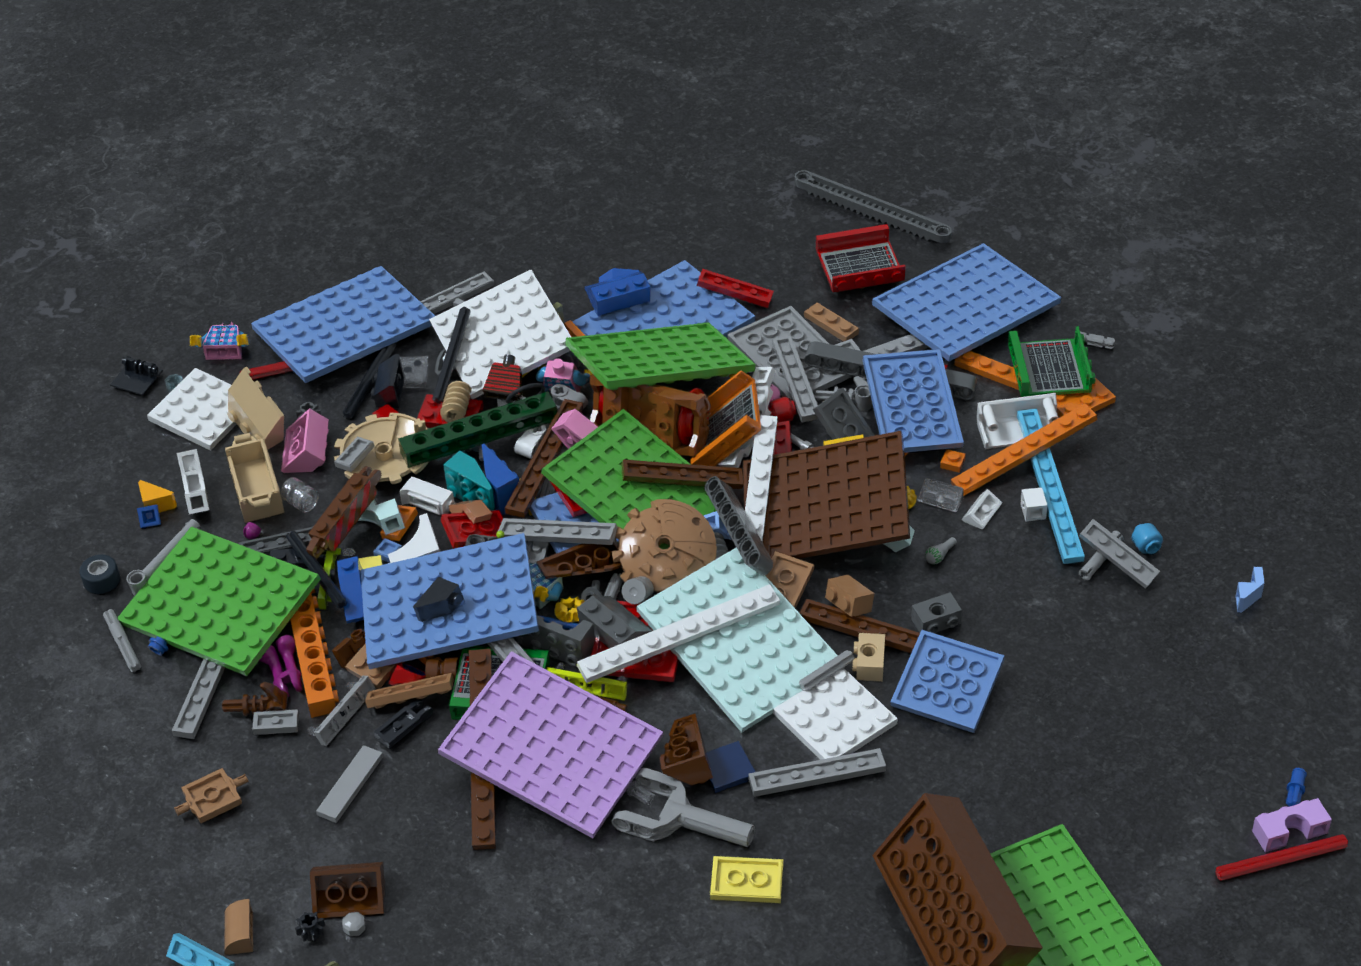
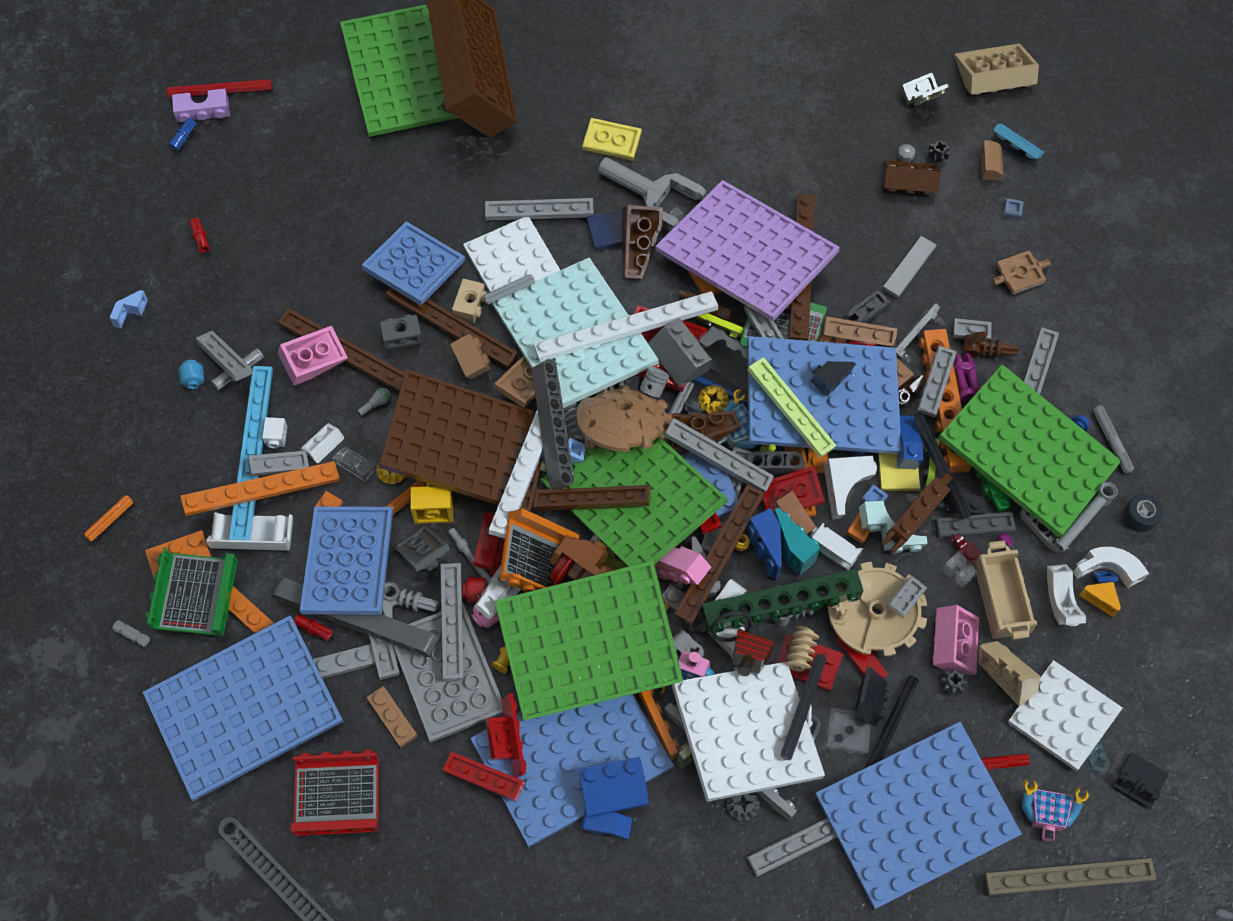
camera: 175 degrees left, 20 degrees up
(142, 529) = (1115, 559): none -> white arch
(209, 306) = (1070, 877): none -> dark tan plate
(214, 876) = (1013, 208): none -> sand blue tile
(289, 518) = (968, 550): none -> dark red plate
(319, 645) = (936, 381): none -> light grey tile
(483, 561) = (791, 407): none -> yellowish green plate
(724, 309) = (505, 737): none -> red bracket
(993, 589) = (356, 356): none -> reddish brown plate
(1016, 473) = (276, 463): none -> light grey plate
(1026, 567) = (311, 354): none -> bright pink slope
(1165, 417) = (110, 516): none -> orange axle
(1213, 678) = (199, 235): none -> red axle

